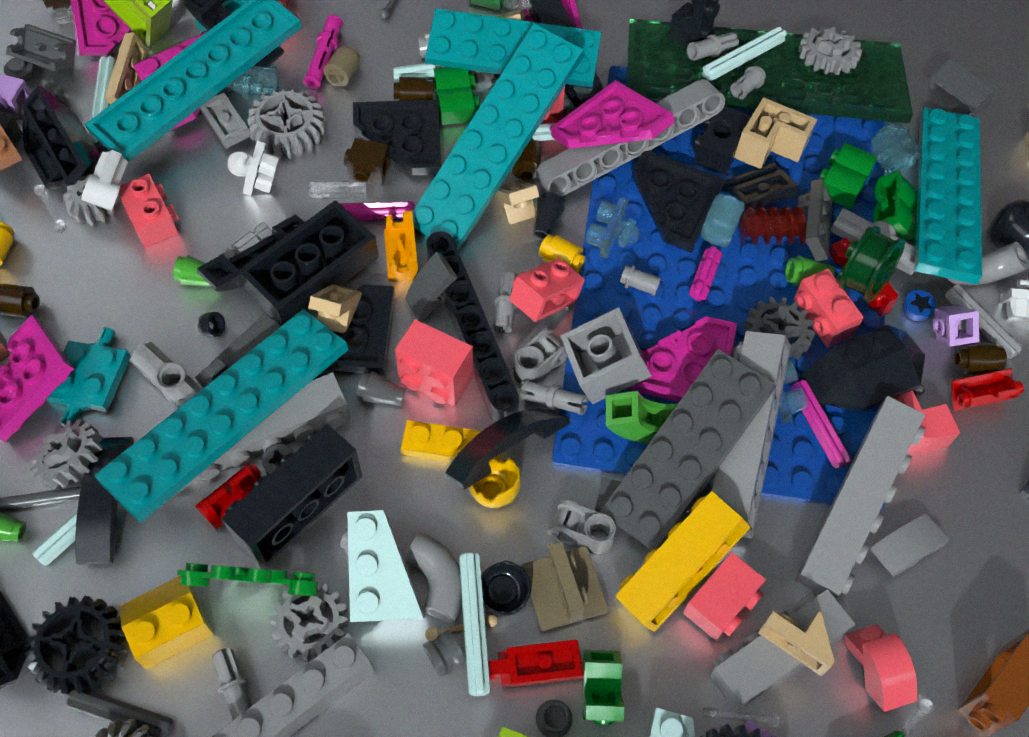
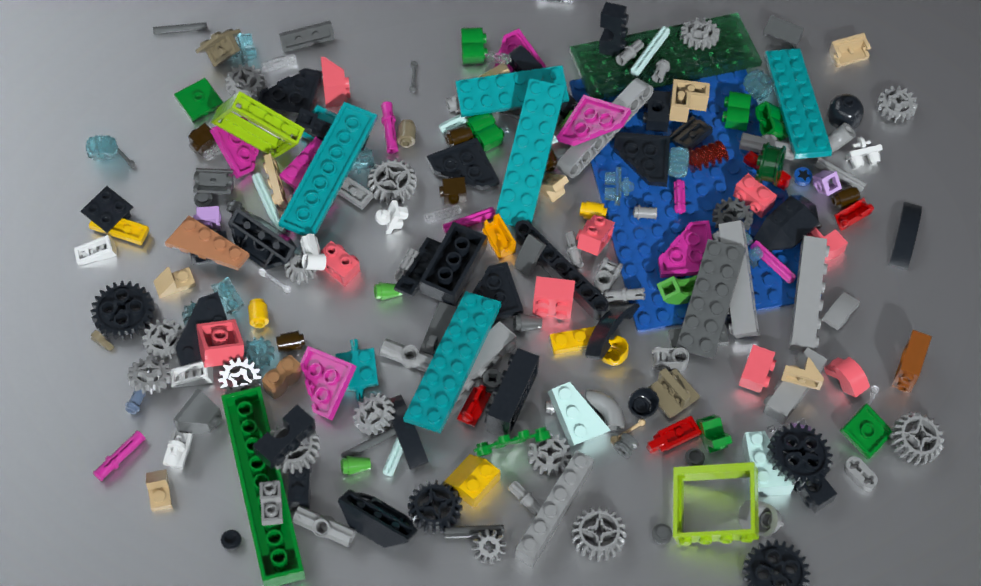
camera: 20 degrees left, 0 degrees up
(211, 319) = (412, 318): black hinge -> none
(335, 306) = (483, 283): tan slope -> none
(474, 624) = (636, 425): light aqua axle -> none
(547, 213) = (574, 190): black cone -> none
(605, 356) = (647, 262): light grey brick -> none
(682, 561) = (730, 357): yellow brick -> none
(803, 267) = (732, 177): bright green cone -> none
(818, 207) = (728, 135): dark grey hinge -> none

